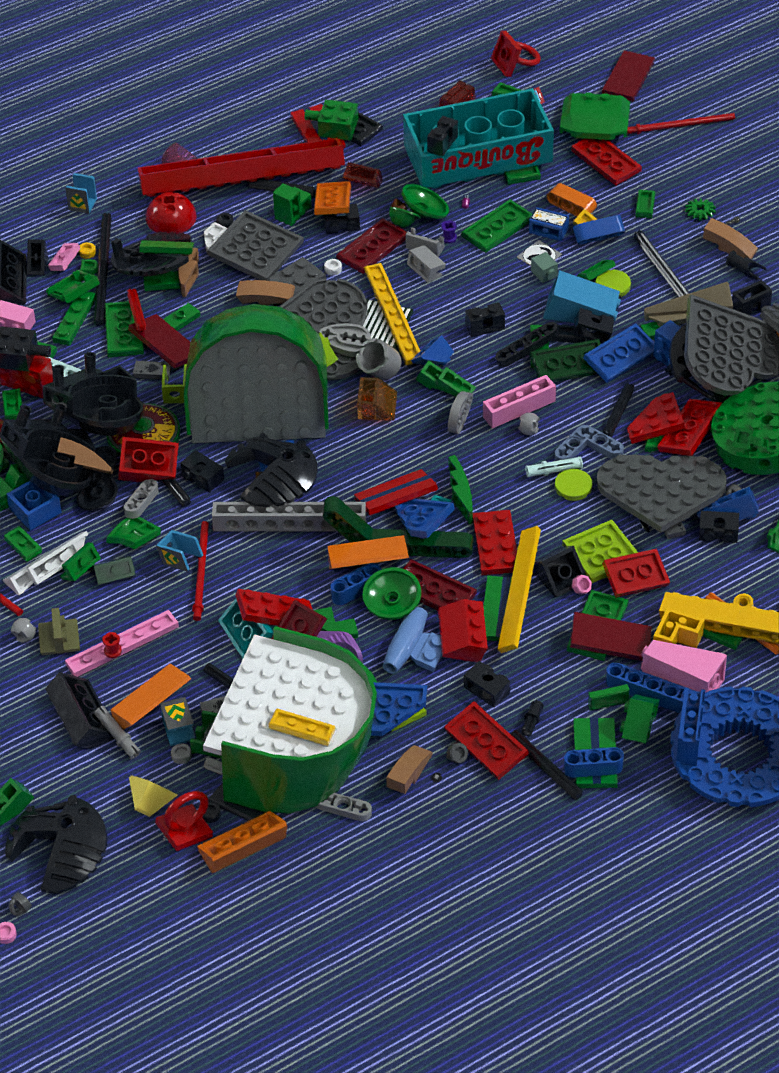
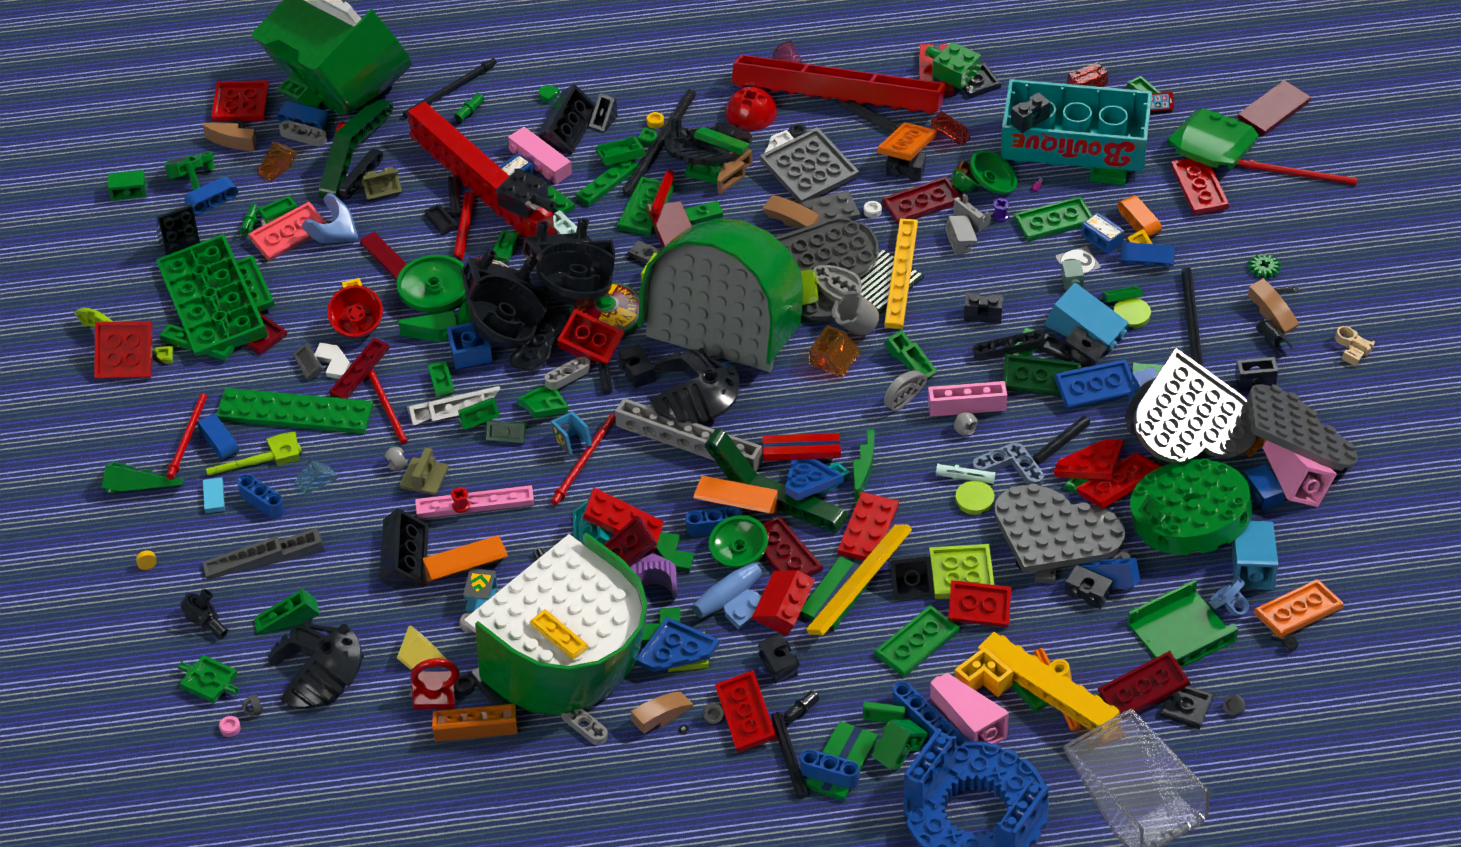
camera: 25 degrees right, 0 degrees up
(64, 257) = (629, 120): bright pink plate -> none
(83, 194) = (682, 63): piece -> none
(83, 456) = (530, 315): medium nougat slope -> none
(122, 739) = (424, 589): light grey pin -> none
(290, 203) = (864, 134): green brick -> none
(436, 351) = (914, 325): blue slope -> none
(507, 54) = (1161, 47): red tile -> none
(581, 584) = (923, 596): bright pink tile -> none
(609, 636) = (916, 653): dark red tile -> none
(645, 204) = (1212, 243): green tile -> none
(677, 308) = (1213, 359): dark tan wedge -> none

